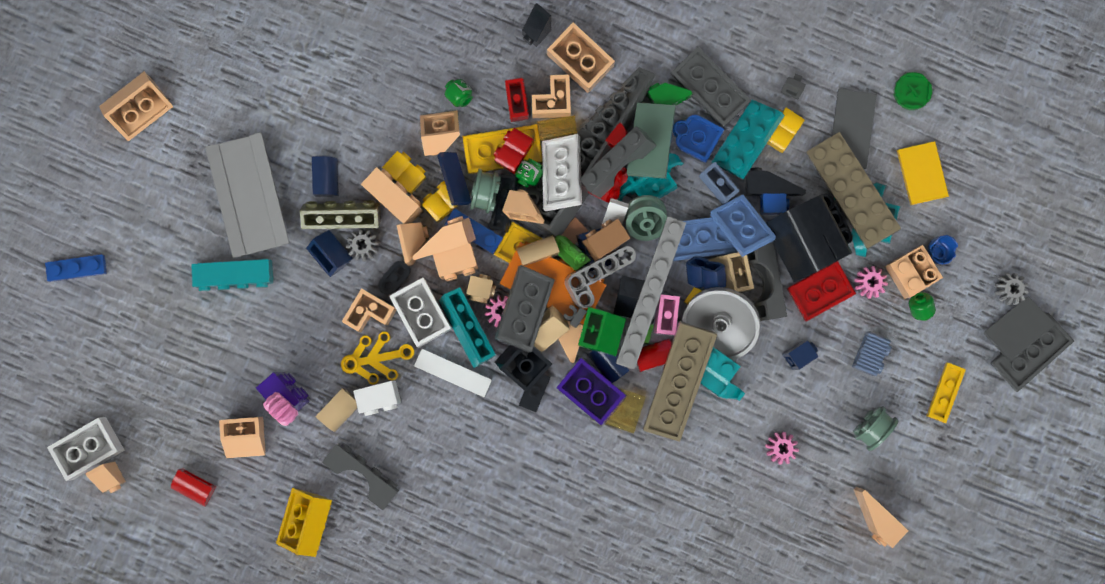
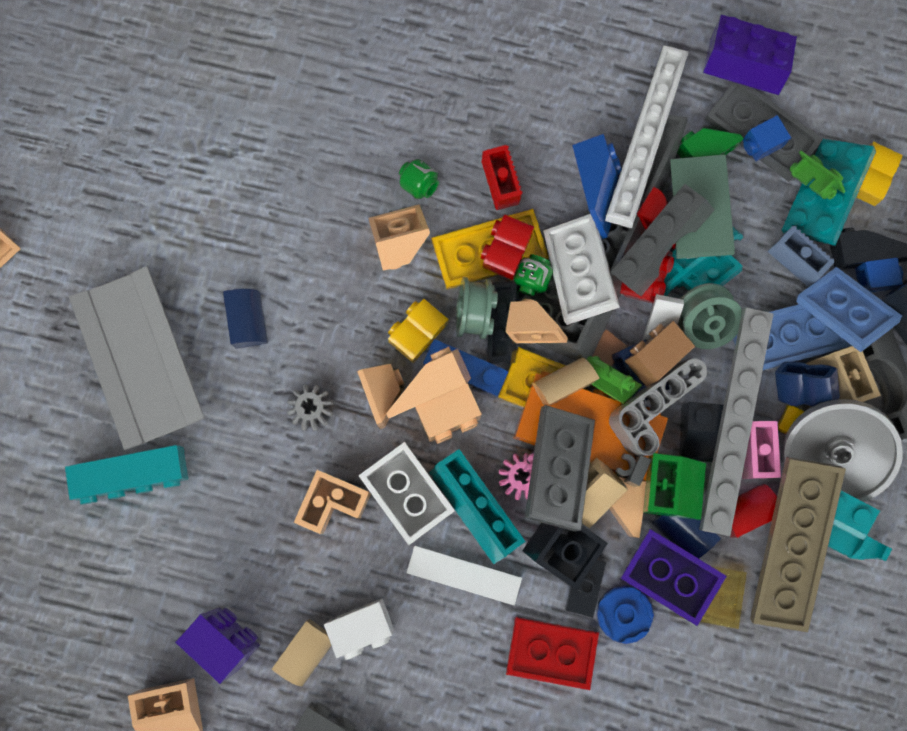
camera: 10 degrees left, 5 degrees down
(280, 409) = (216, 672): bright pink gear -> none
(329, 253) = (263, 425): dark blue brick -> none
(340, 215) = (273, 369): olive brick -> none
(374, 358) = (346, 570): yellow plant -> none
(392, 196) = (344, 331): light nougat brick -> none
(394, 277) = (361, 448): black plate -> none
(404, 171) = (357, 297): yellow brick -> none
(454, 178) = (429, 297): dark blue tile -> none
(481, 288) = (488, 447): tan brick -> none
(505, 432) = (552, 653): none -> red tile
(537, 26) = (517, 71): black slope -> none
(554, 104) = (556, 175): light nougat brick -> none
(556, 128) = (561, 210): clear yellow tile -> none
(558, 413) = (624, 614): none -> blue tile
(580, 57) = (580, 107): light nougat brick -> none
(583, 113) = (599, 176): none -> blue slope
(624, 82) = (646, 137): none -> white tile
(697, 136) = (759, 198): blue plate -> none
(707, 32) = (750, 54): none -> dark purple brick
(707, 96) = (766, 138): none -> blue brick
(733, 123) = (825, 181): none -> bright green hinge
(793, 87) = (876, 114): dark grey tile -> none

